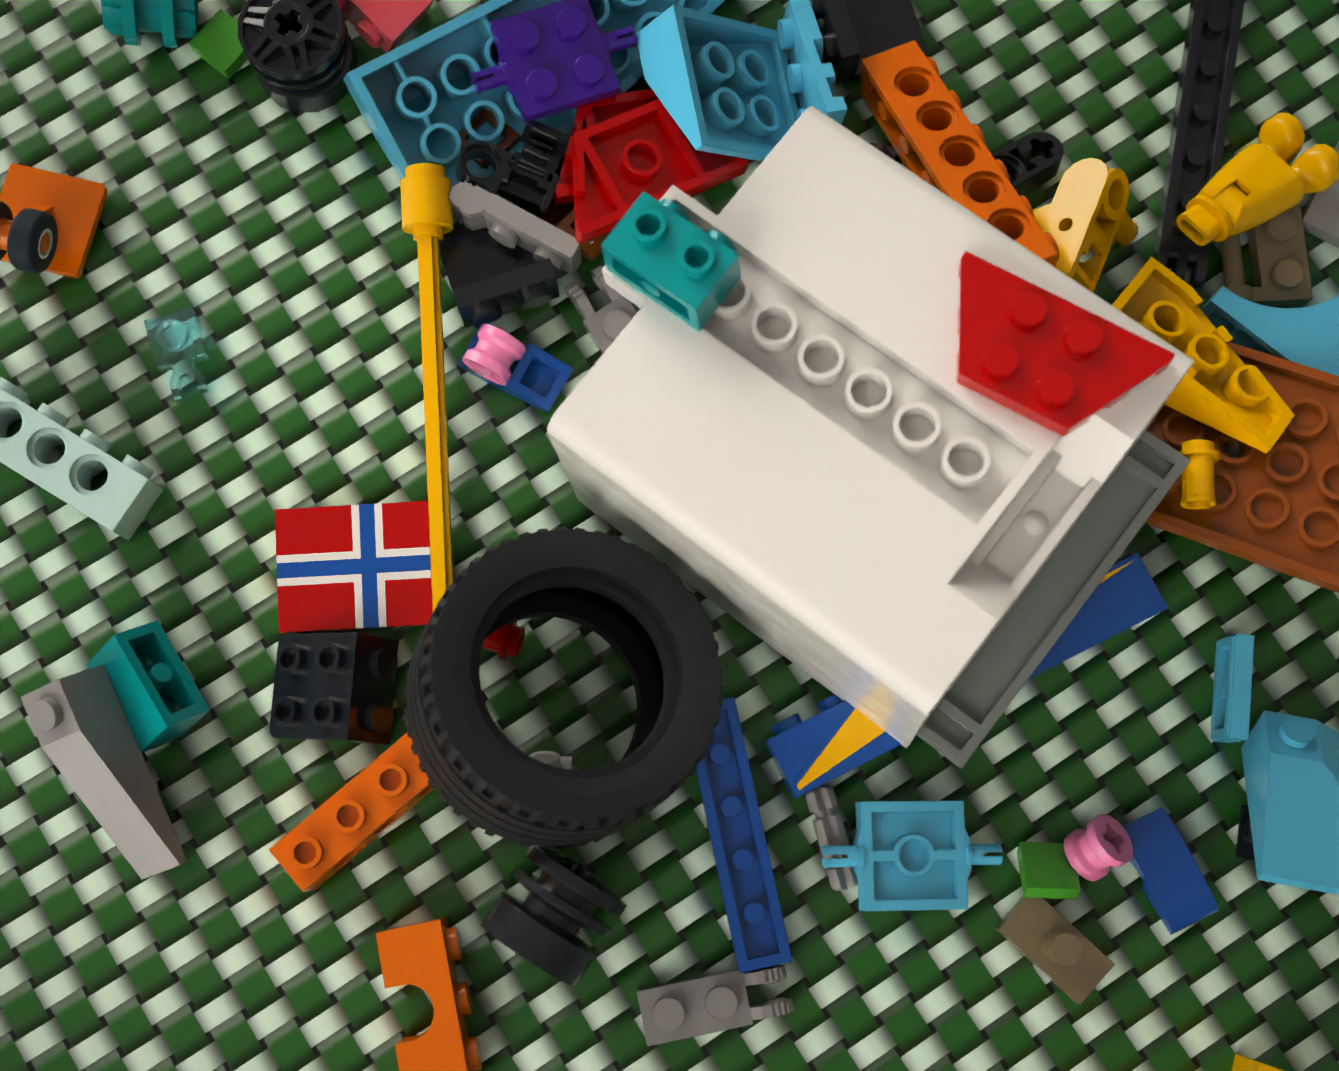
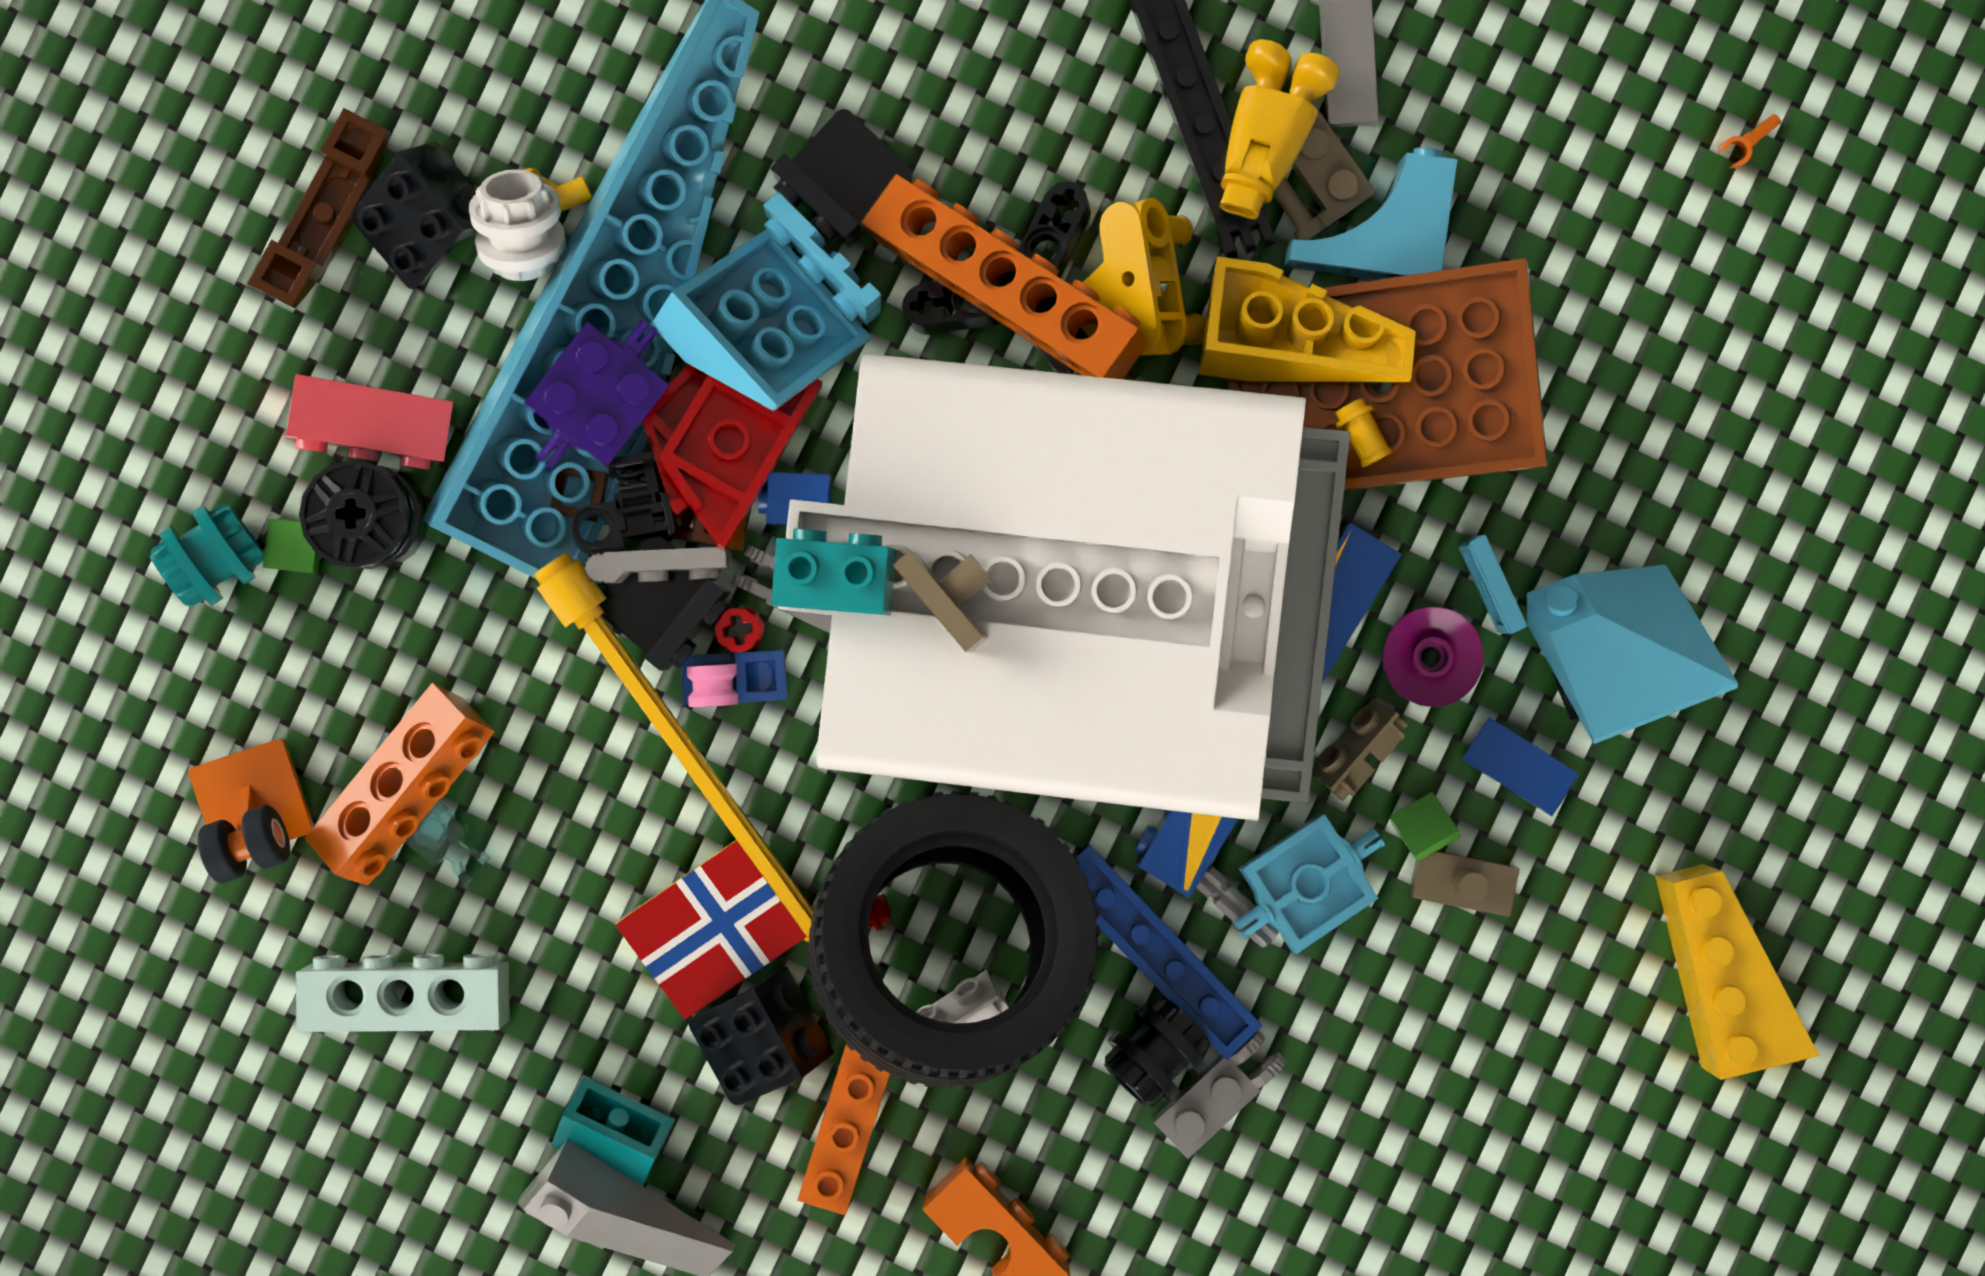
camera: 30 degrees left, 10 degrees up
(173, 277) = (399, 785): none -> orange brick
(539, 315) = (728, 620): none -> red bush
(553, 915) = (1053, 1117): black wheel -> none
(680, 924) = (1156, 1053): none -> black piece
(765, 334) = (948, 595): none -> dark tan tile
(1004, 767) = (1372, 730): none -> dark tan hinge
(1043, 350) = (1178, 471): red wing -> none
(1098, 847) = (1454, 785): bright pink wheel -> none
(1167, 717) = (1457, 662): none -> magenta dish

